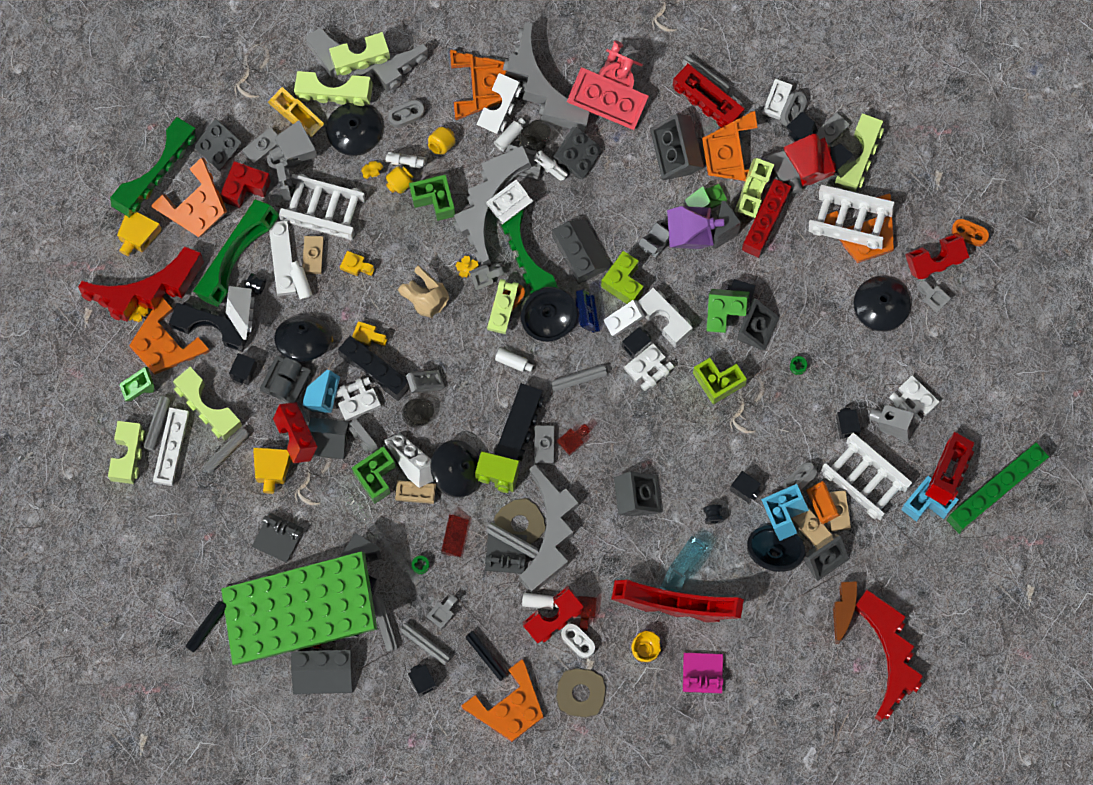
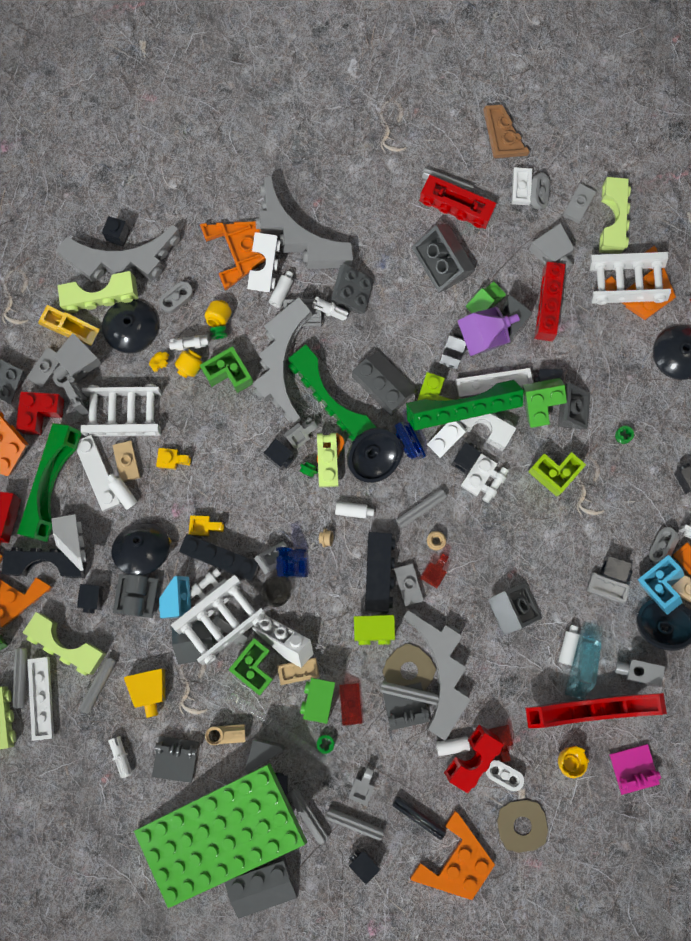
camera: 20 degrees left, 5 degrees up
(206, 626) = (129, 876): black axle -> none
(228, 520) = (120, 757): none -> white axle
(256, 284) = (78, 507): black wheel -> none
(301, 442) = (169, 658): red arch -> none
(333, 528) = (228, 734): none -> tan piece
(346, 61) = (103, 262): yellowish green arch -> none
(356, 402) = (200, 613): none -> white fence
(364, 30) = (115, 231): none -> black brick
(424, 522) = (318, 700): none -> bright green brick
(426, 300) = (256, 470): tan piece -> none
(436, 158) = (218, 332): none -> green bush
(439, 390) = (291, 562): none -> clear blue plate
(448, 469) = (324, 640): black dish -> none
(459, 289) = (279, 455): none -> black brick
(466, 266) = (279, 429): yellow plant -> none
(480, 379) = (326, 538): none -> tan plate
(482, 310) = (308, 469): none -> green plate
(509, 202) = (302, 355): white plate -> none
(535, 135) = (306, 283): clear smoke hair -> none
(583, 406) = (436, 534): none -> tan plate
(608, 95) = (366, 220): coral plate -> none
(677, 544) = (569, 646): none -> white cylinder
(682, 294) = (432, 413): none -> green arch
(685, 280) = (476, 385): none -> white plate
(713, 514) = (594, 606): black wheel -> none
(724, 151) = (491, 251): orange wing -> none
(733, 502) = (608, 588): none -> light grey plate
(737, 585) = (649, 673): none -> light grey torso
(751, 192) = (530, 263): yellowish green arch -> none
(775, 42) = (502, 136): none -> medium nougat wing
(804, 126) = (599, 227): black arch -> none
(811, 159) = (579, 232): red piece -> none

